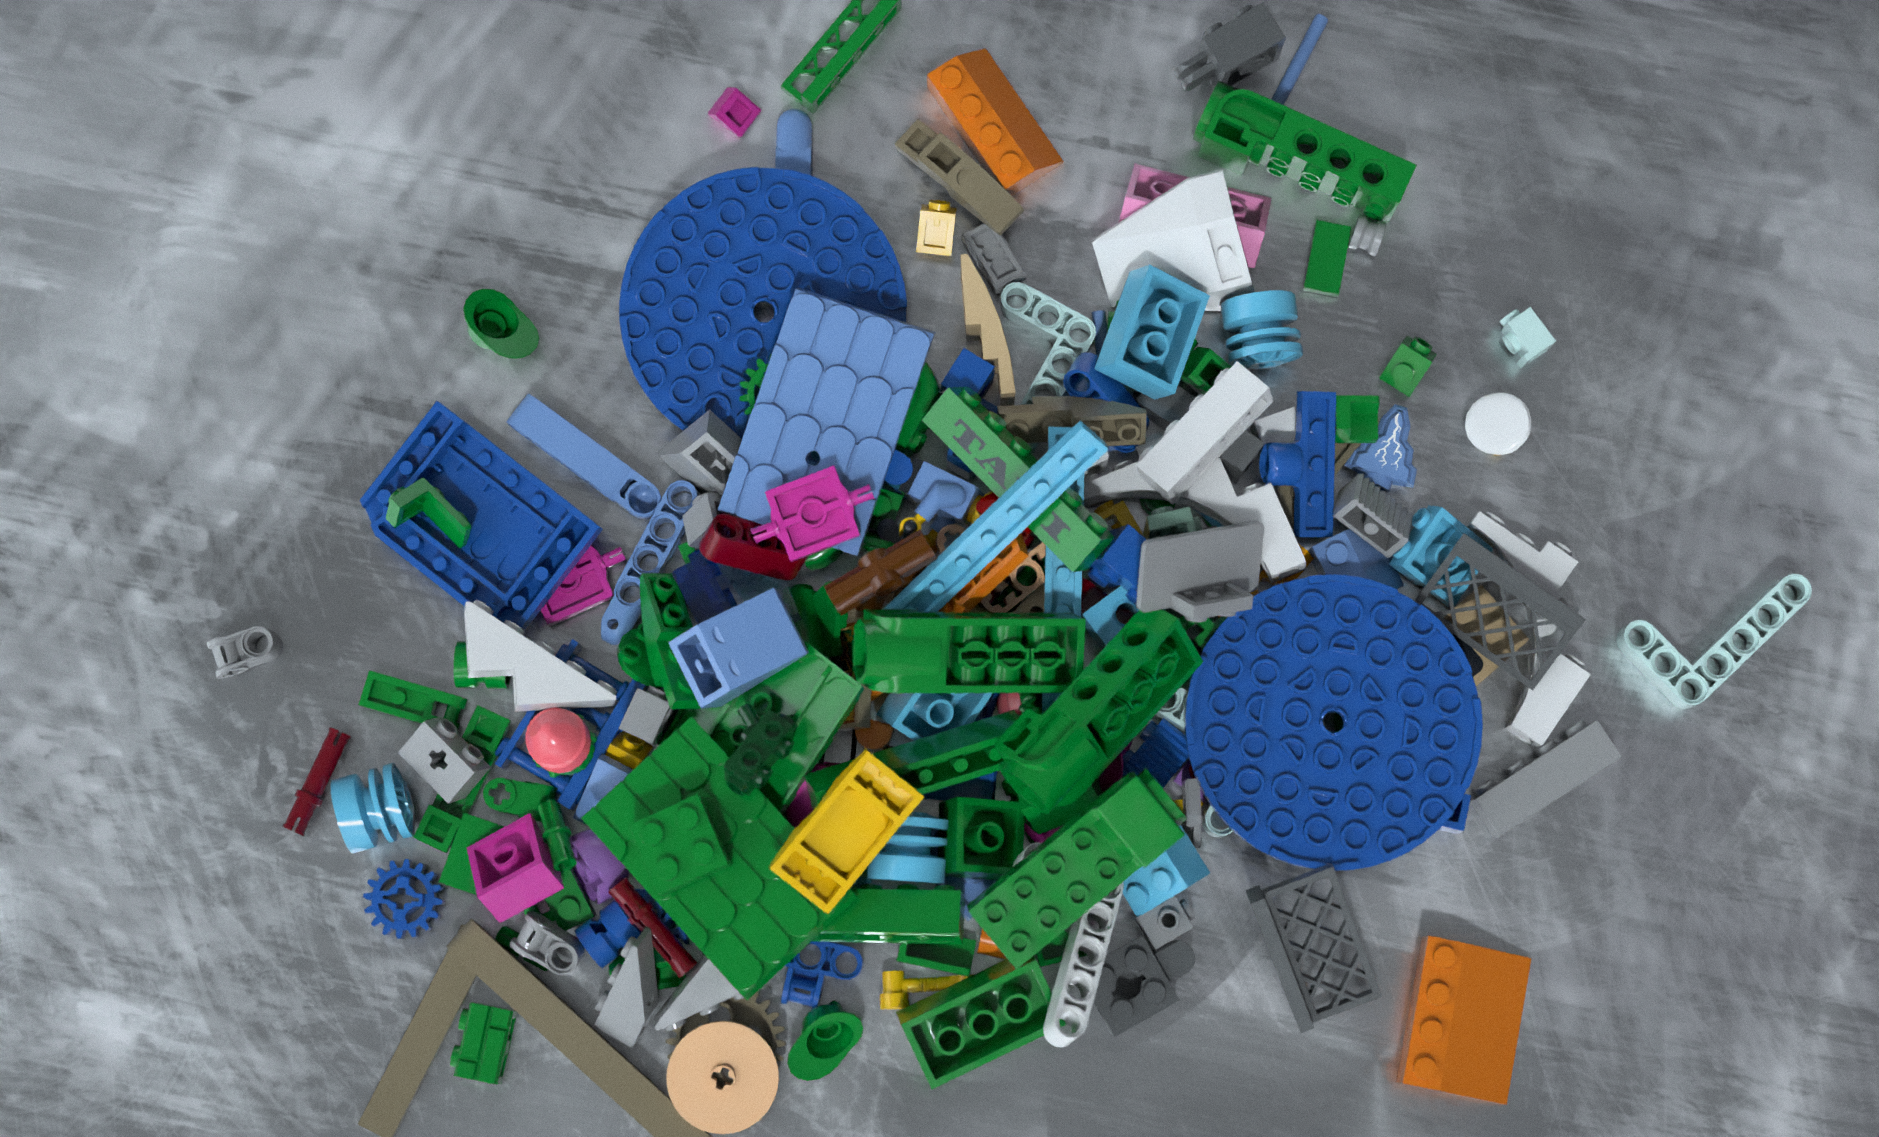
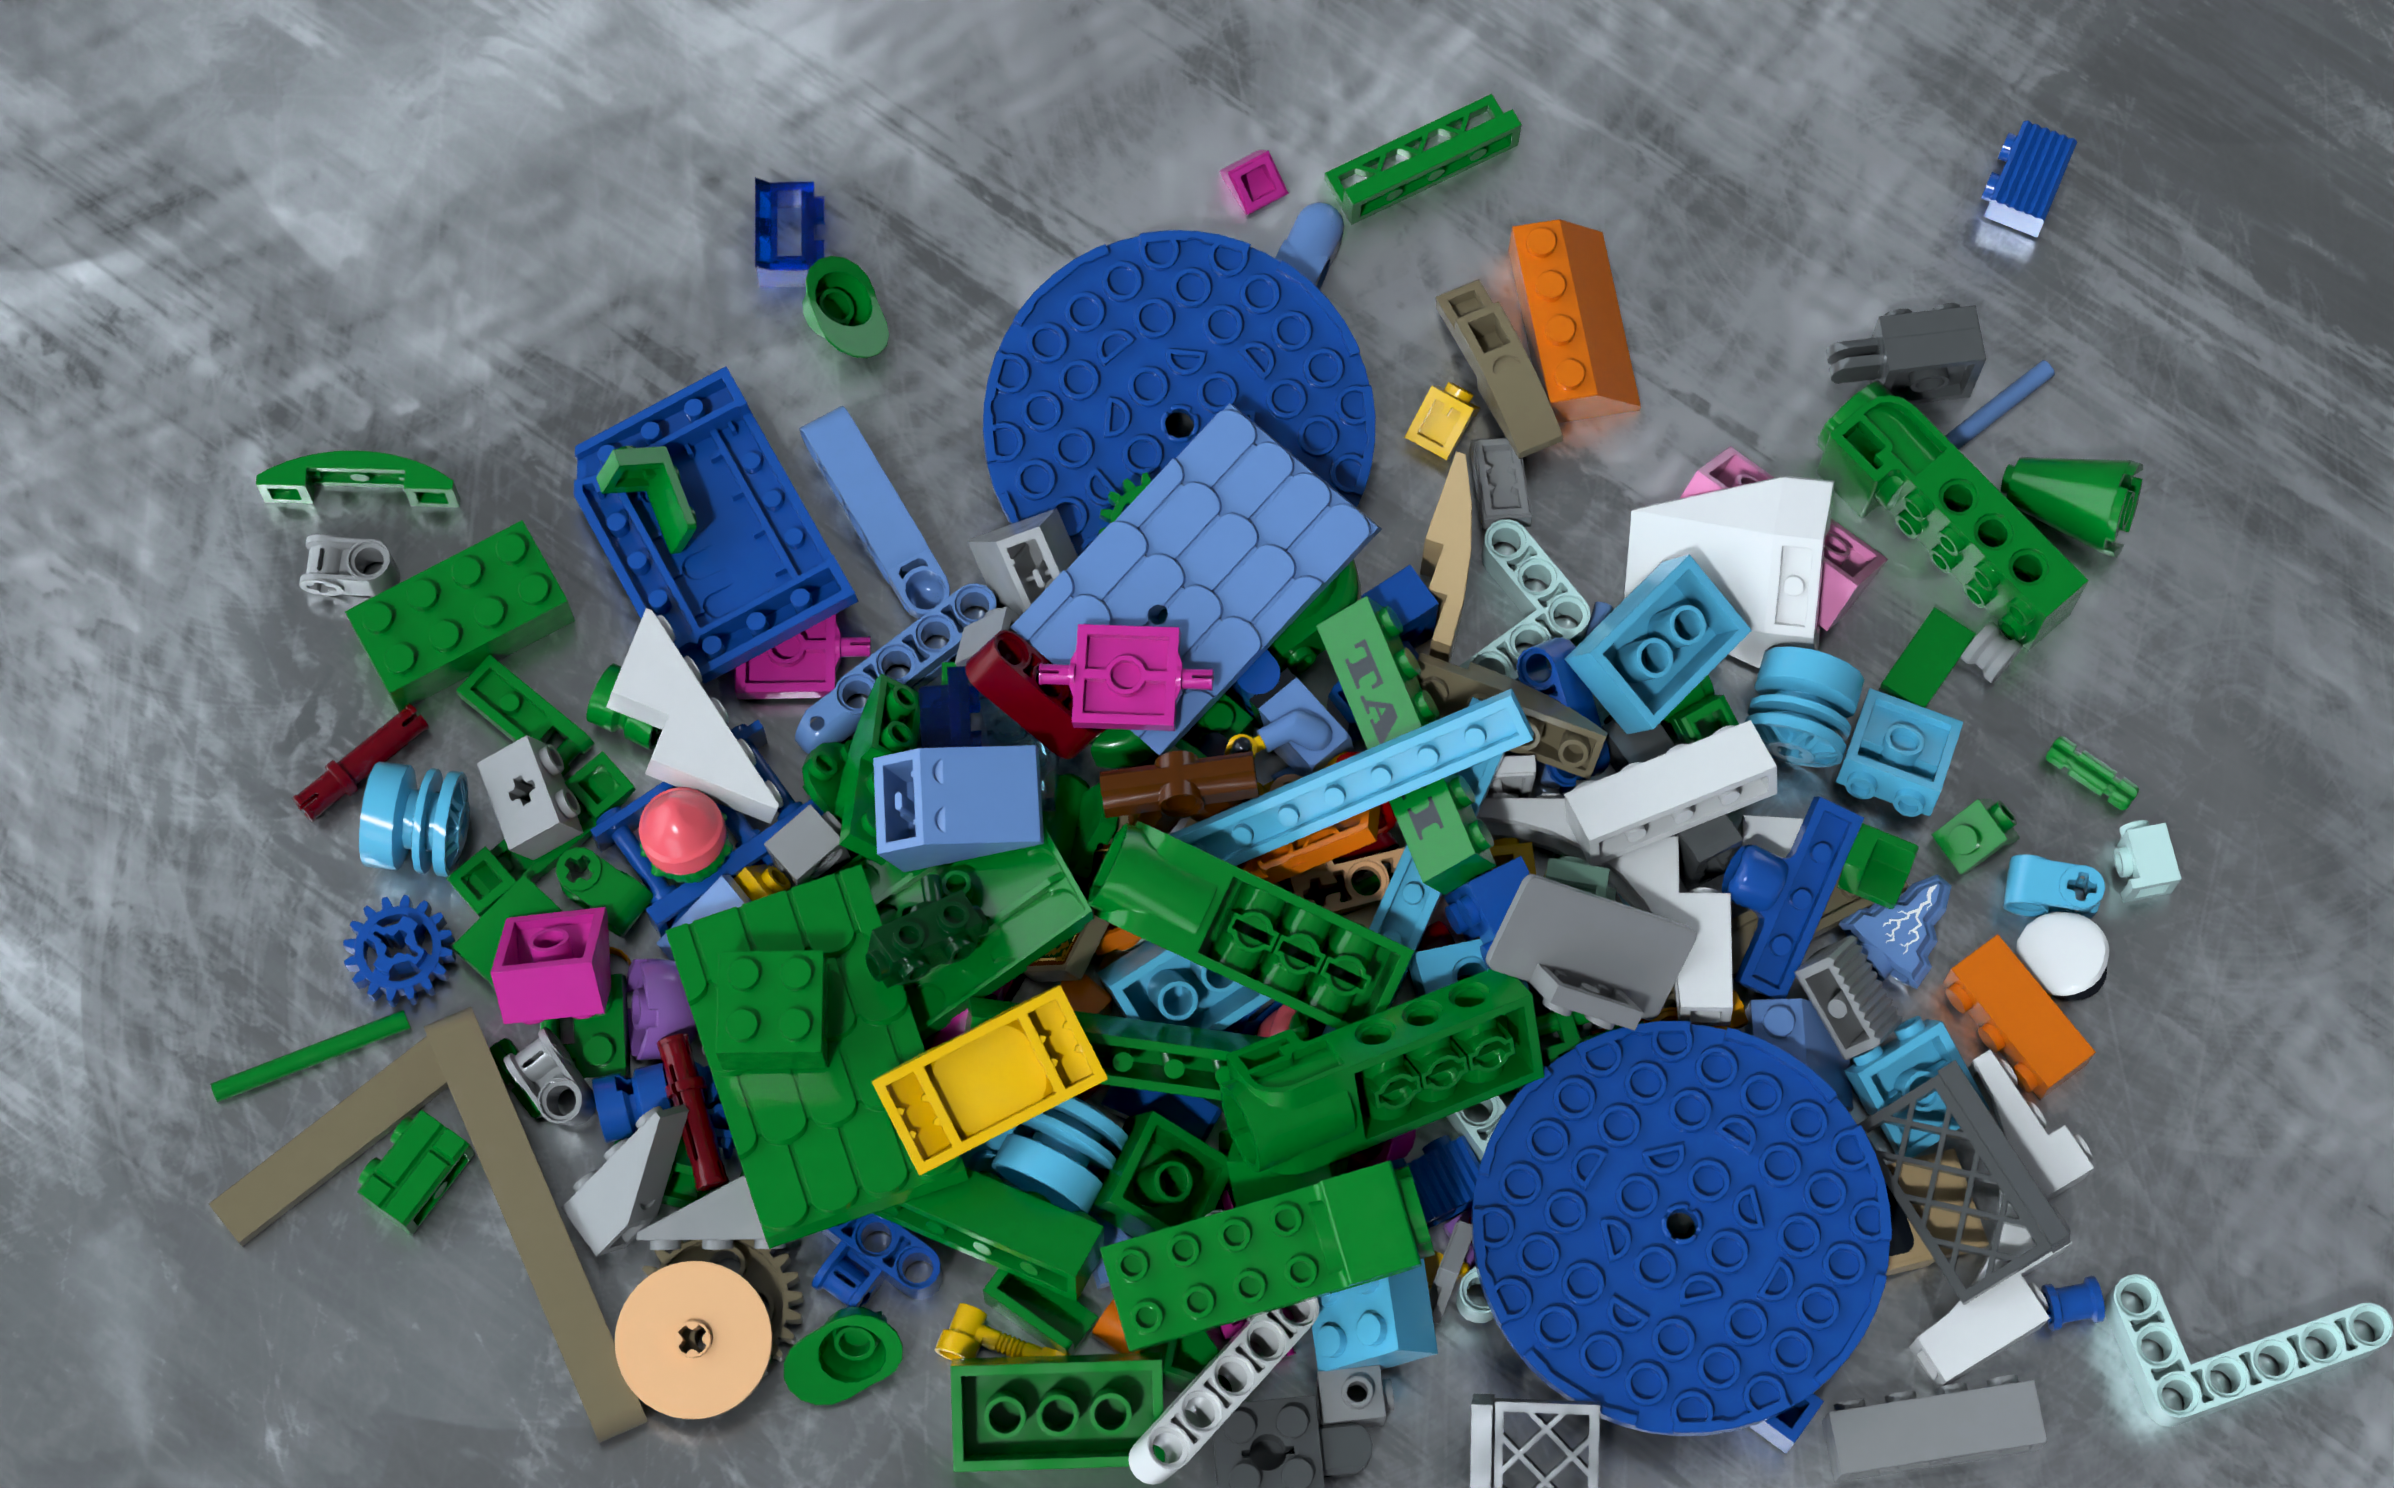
camera: 20 degrees right, 10 degrees down
(181, 603) = (296, 479): none -> green slope
(336, 652) = (459, 613): none -> green brick
(377, 994) = (310, 1056): none -> green bar
(434, 316) = (786, 270): none -> clear blue window
(556, 835) = (625, 947): green axle -> none
(1336, 332) = (1899, 754): none -> medium azure plate
(1380, 103) = (2077, 496): none -> green cone
(1466, 289) = (2092, 773): none -> green axle
(1466, 382) = (2047, 886): none -> medium azure piece
(1486, 479) = (2017, 1017): none -> orange brick
(1599, 654) = (2074, 1303): none -> blue bush

